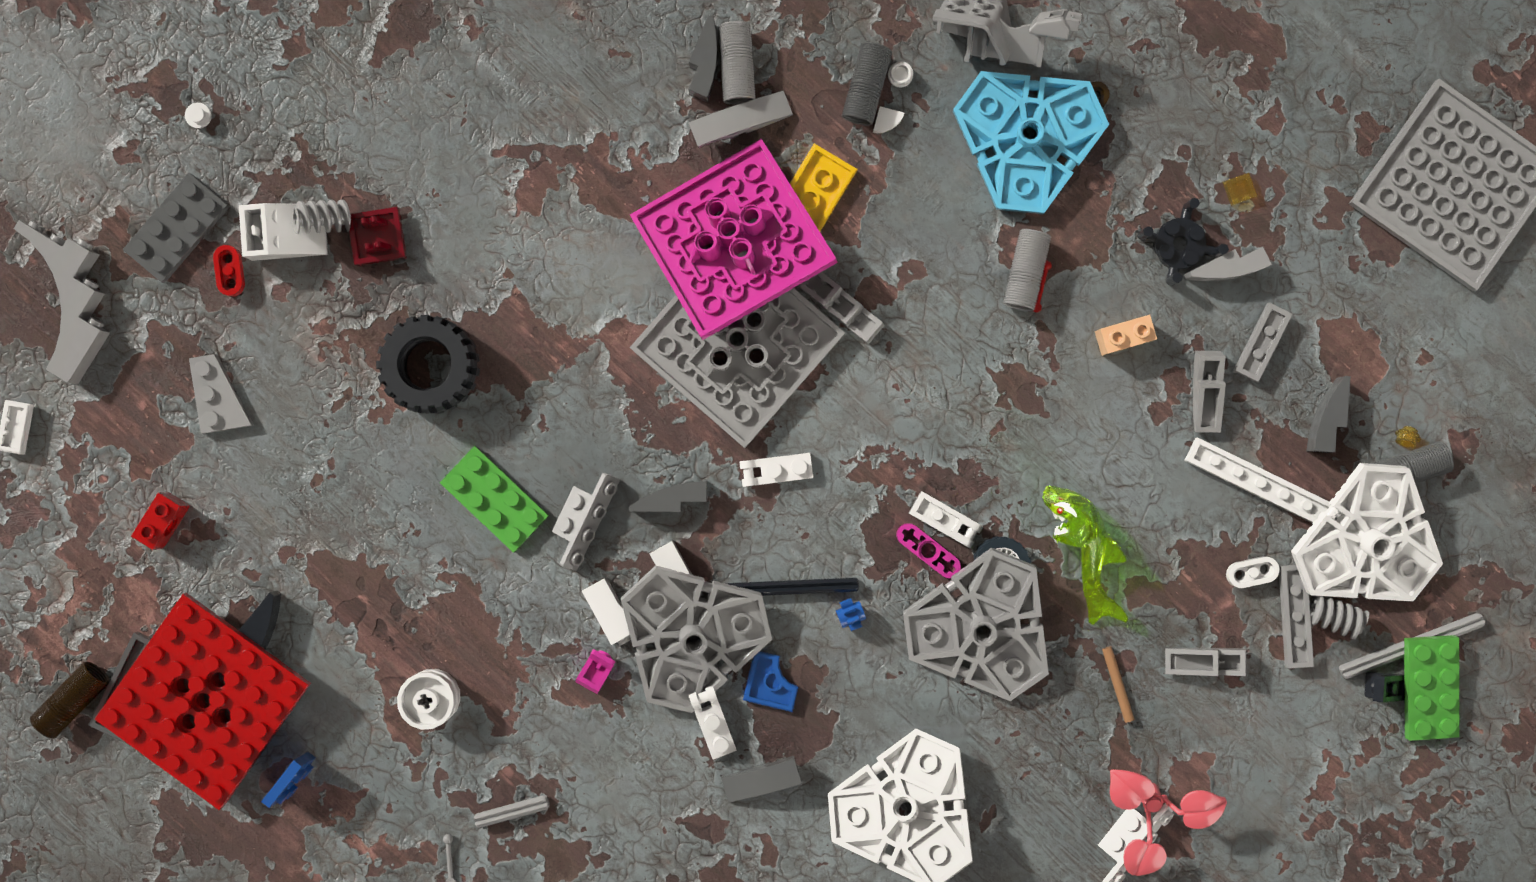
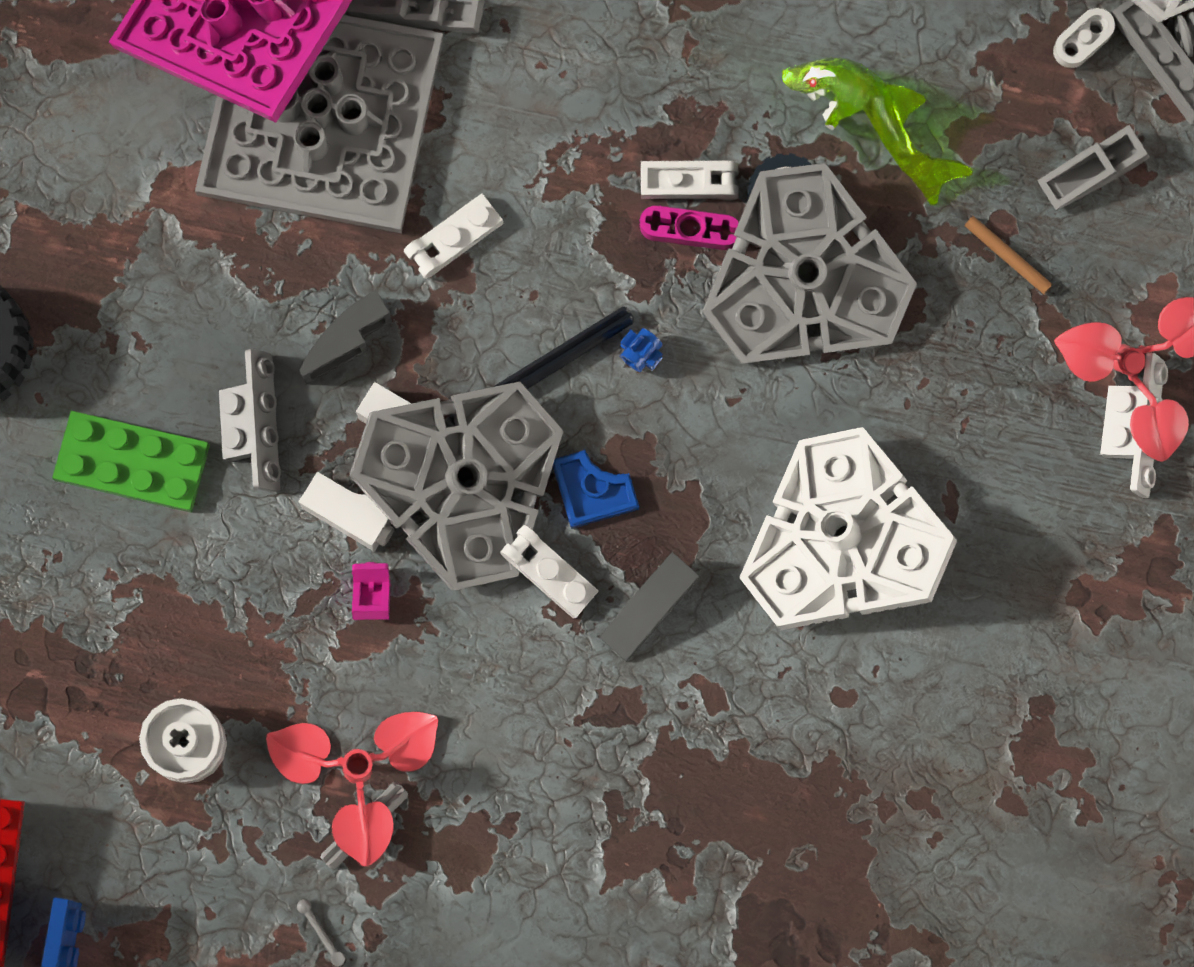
camera: 25 degrees left, 10 degrees down
(510, 817) = (361, 829): none -> coral plant

